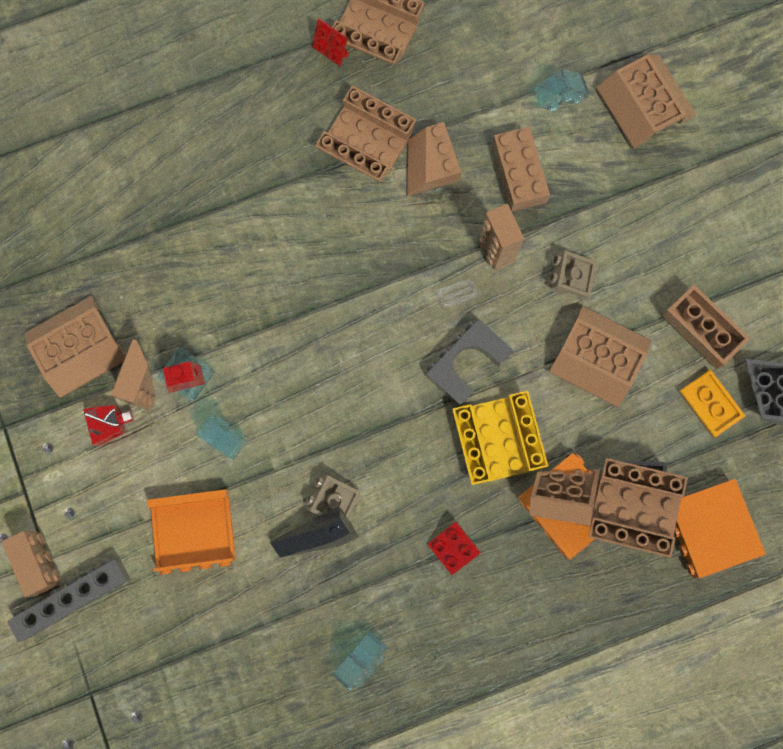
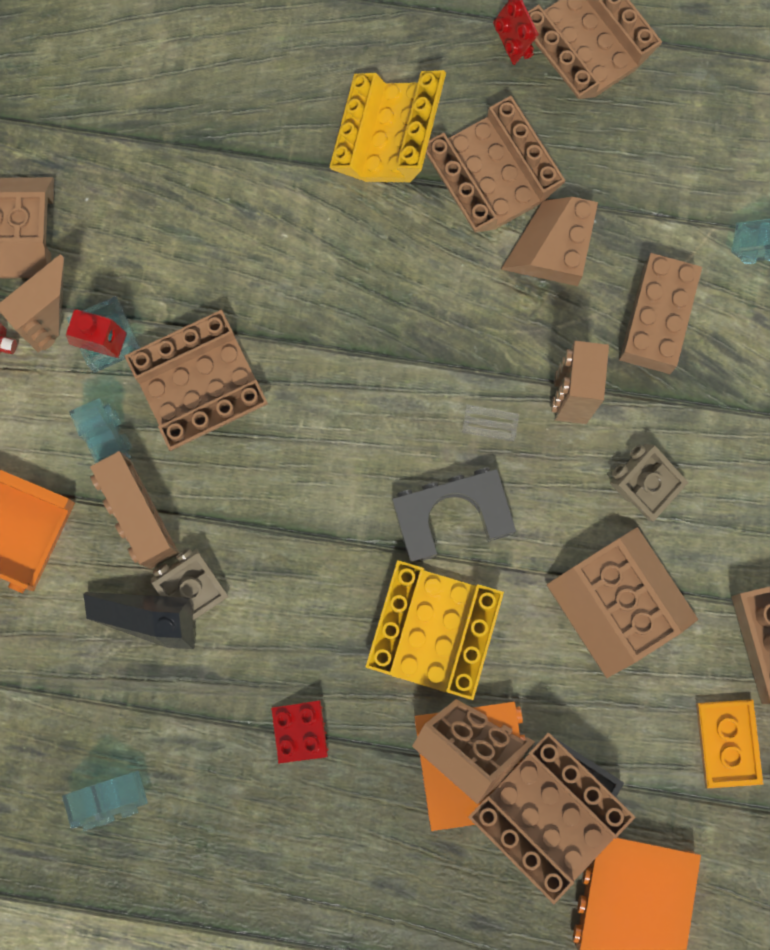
camera: 30 degrees right, 0 degrees up
(261, 370) = (196, 380): none -> medium nougat slope
(270, 472) = (134, 511): none -> medium nougat brick
(287, 147) = (387, 127): none -> yellow slope

